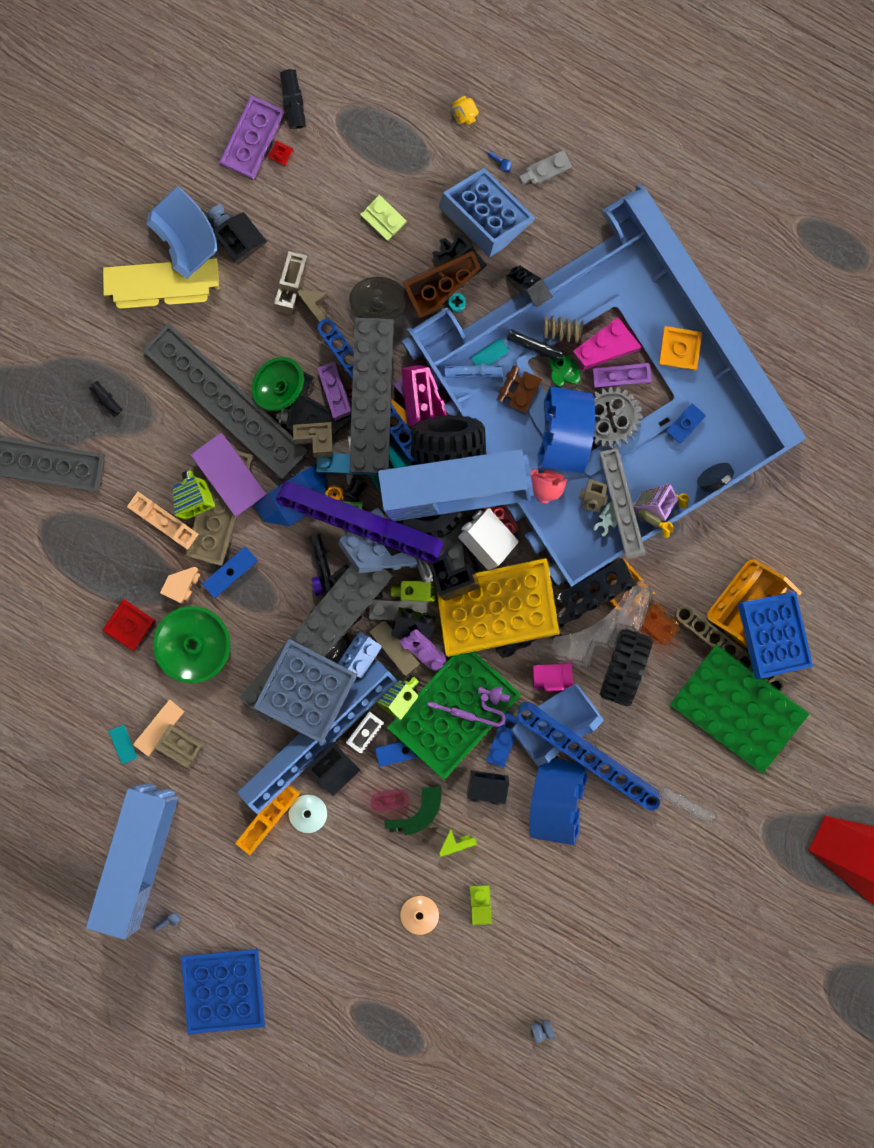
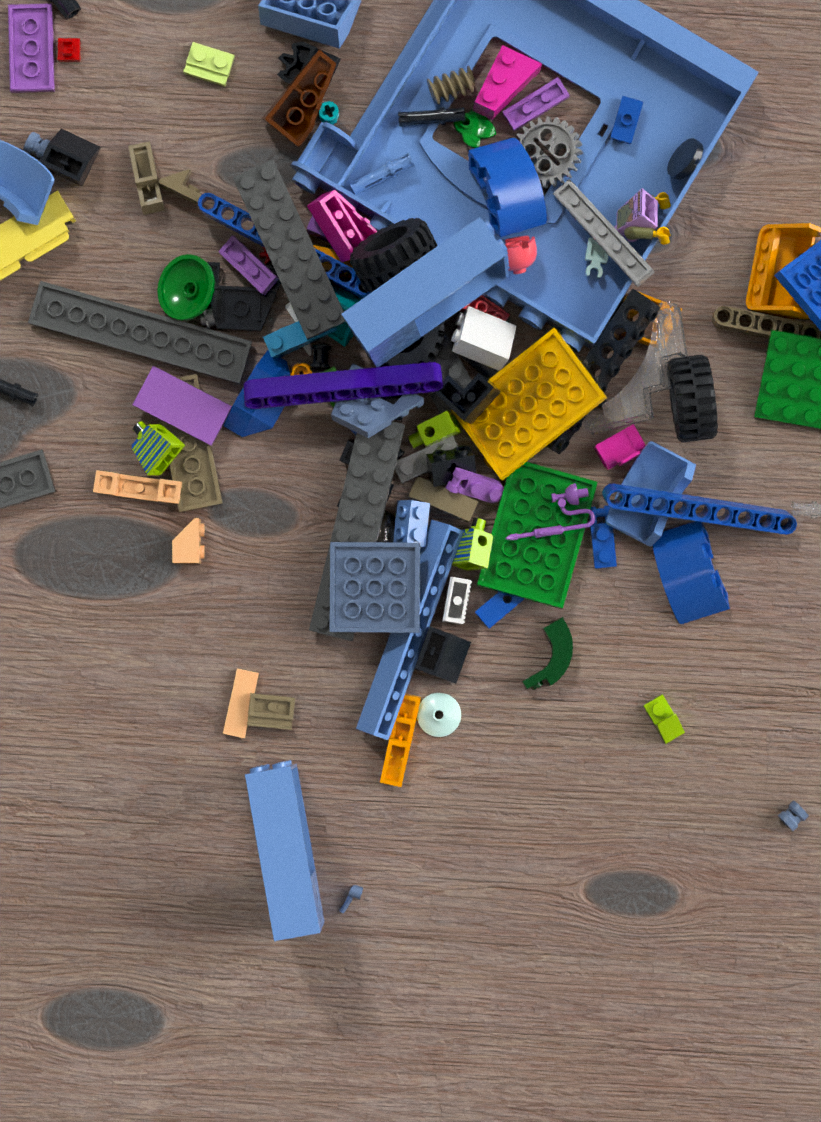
camera: 30 degrees left, 0 degrees up
(123, 744) = (212, 739): teal sticker -> none
(128, 625) = (156, 613): red tile -> none
(192, 644) = (232, 599): green dish -> none
(221, 581) = (239, 493): blue tile -> none
(223, 991) = (443, 940): blue plate -> none
(317, 433) = (253, 317): dark tan plate -> none
(317, 586) = (331, 475): dark purple tile -> none
(321, 562) = (324, 450): black pin -> none
(377, 298) = (245, 148): clear smoke dish -> none
(389, 800) = (516, 658): clear pink plate -> none
(424, 570) = (434, 402): light grey axle -> none
(426, 907) = (594, 761): light nougat dish -> none
(450, 845) = (603, 673): lime slope -> none
(487, 787) = (611, 594): black brick -> none
(490, 353) = (389, 148): teal sticker -> none
(524, 393) = (445, 170): reddish brown plate -> none
(529, 285) = (395, 57): black slope -> none
(593, 500) = (570, 240): dark tan brick -> none
(659, 624) = (704, 339): clear orange brick -> none
(680, 348) = (582, 46): light orange plate -> none

